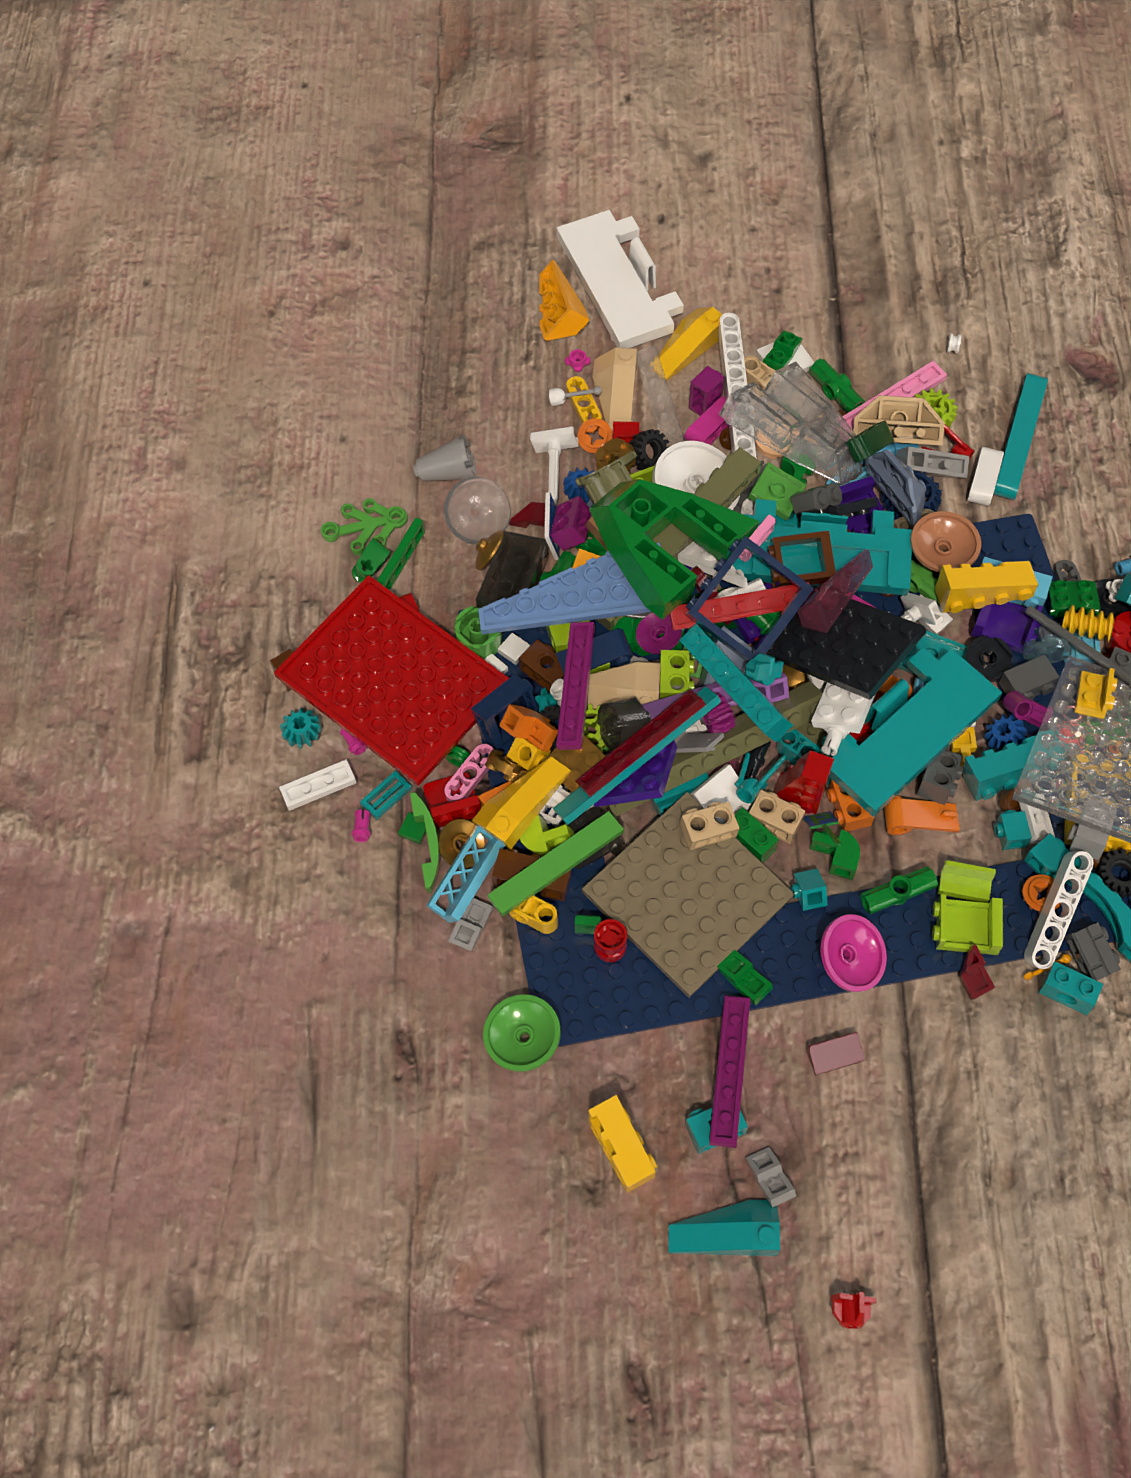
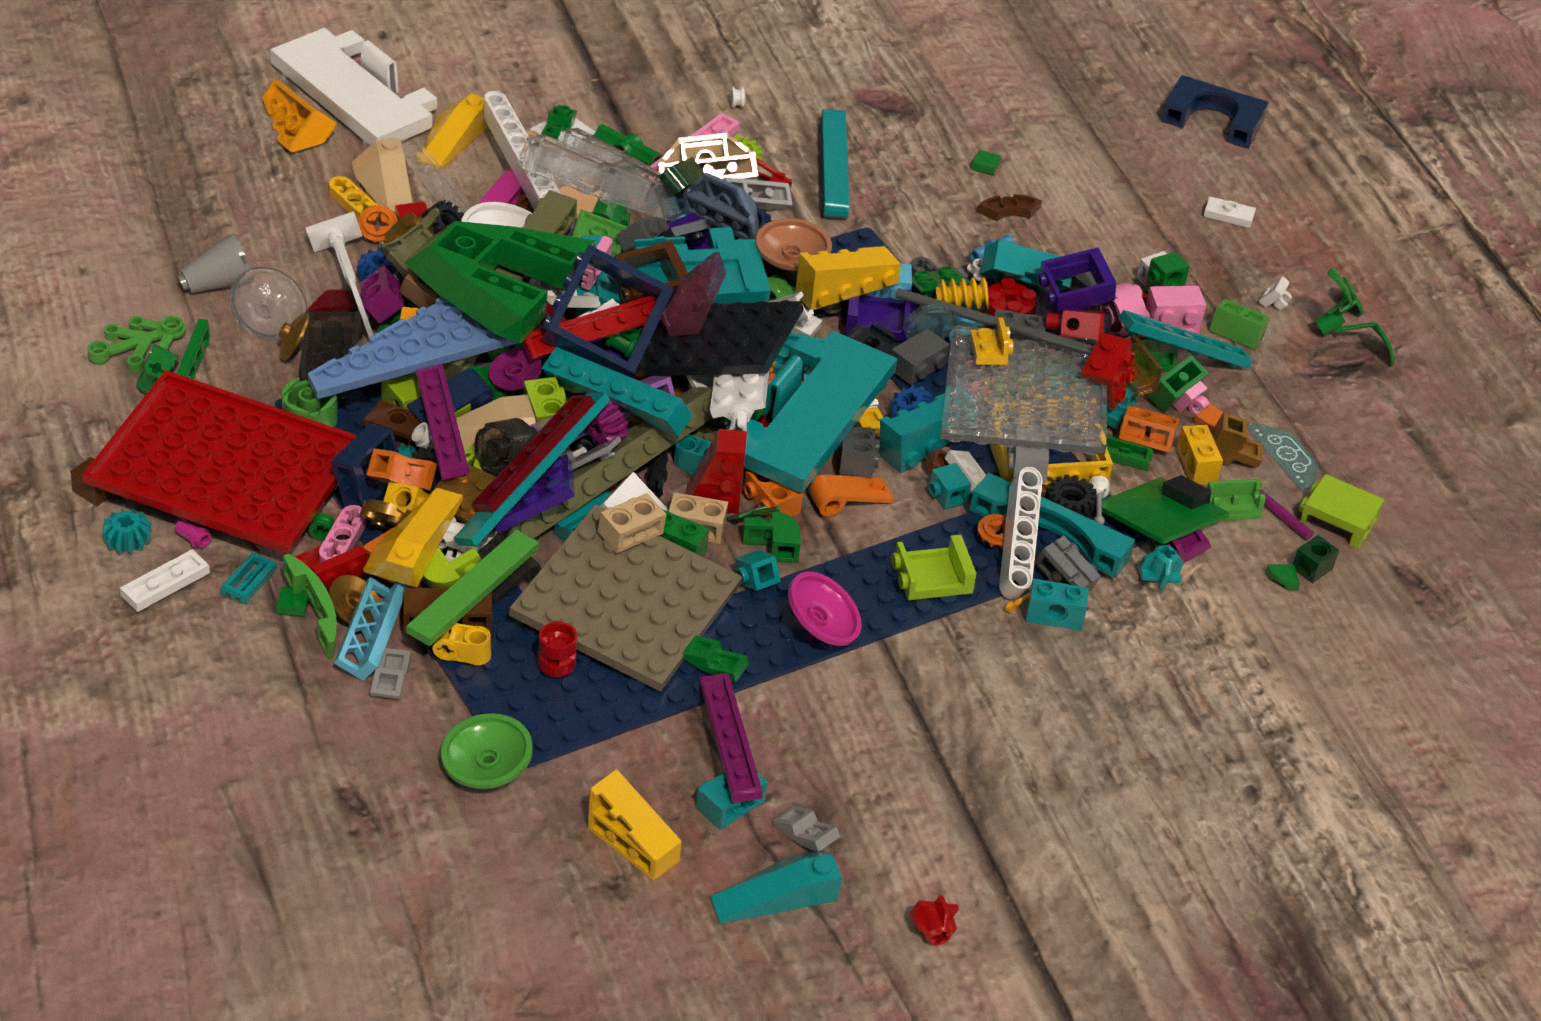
camera: 25 degrees left, 20 degrees down
(361, 826) = (231, 613): dark pink pin -> none
(513, 648) = (351, 419): white tile -> none
(558, 396) = (324, 196): hinge -> none
(577, 360) = (333, 163): dark pink plate -> none
(586, 924) = (525, 642): green tile -> none
(705, 390) = (488, 164): magenta brick -> none
(750, 788) = (662, 490): teal plant -> none
(763, 669) = (645, 368): teal piece -> none
(835, 1053) = (835, 708): slope -> none
(885, 895) = (852, 551): green piece -> none
(966, 881) = (917, 529): lime panel -> none
(974, 975) = (954, 613): dark red slope -> none
(985, 476) = (811, 199): white beam -> none
(1025, 708) = (928, 376): magenta piece -> none

